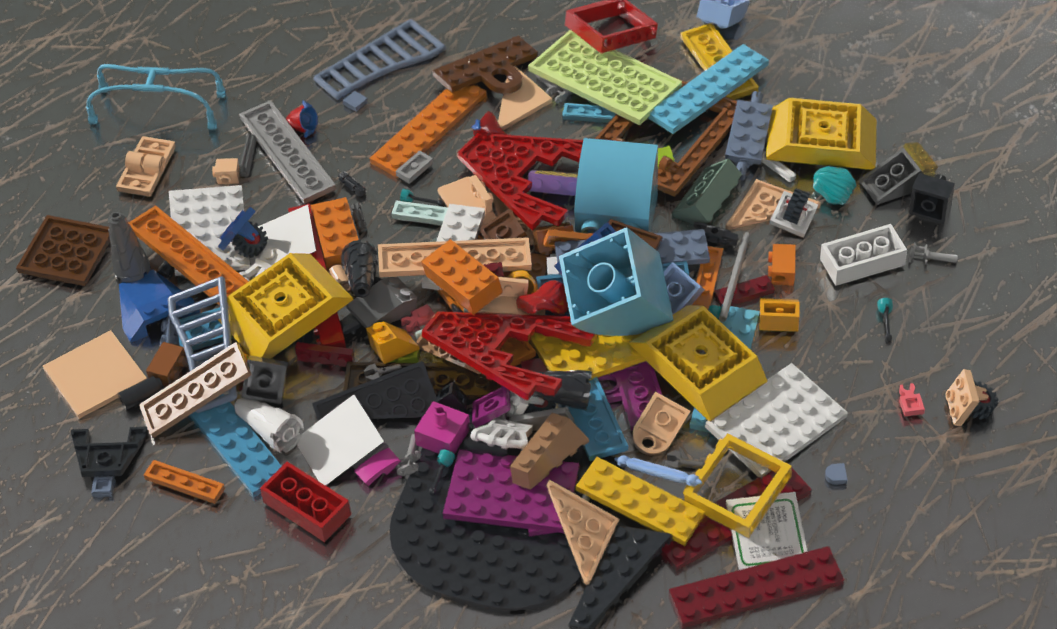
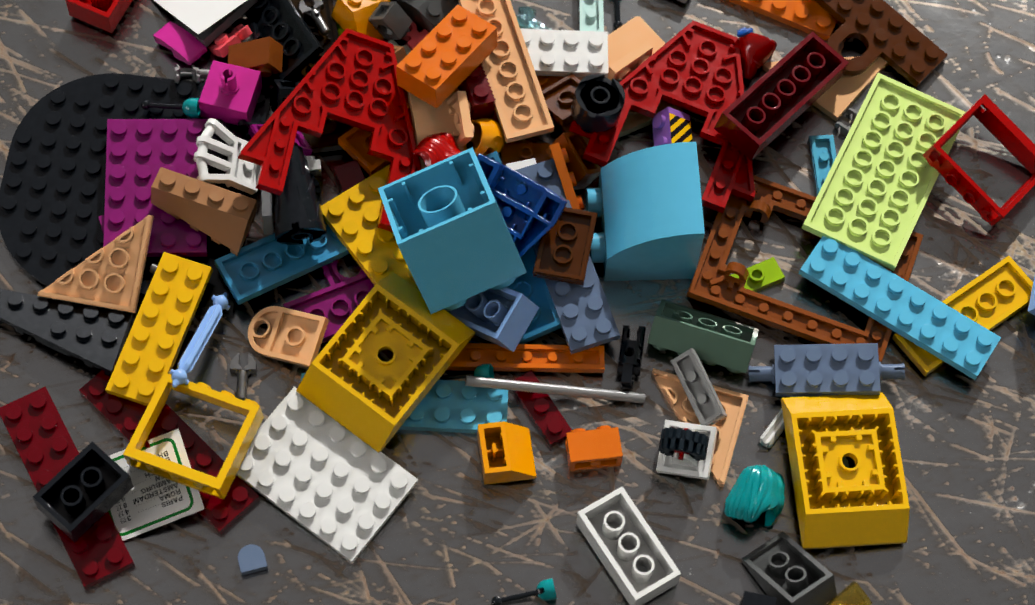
camera: 70 degrees right, 15 degrees up
(387, 432) = (222, 42): none -> coral plate
(404, 323) = (390, 21): none -> dark grey brick
(412, 410) = (258, 54): none -> dark orange brick
(524, 200) = (597, 103): none -> black brick
(537, 112) = (781, 95): none -> dark red brick
(749, 199) = (698, 388): none -> light grey tile
(774, 558) = (83, 491): none -> black brick

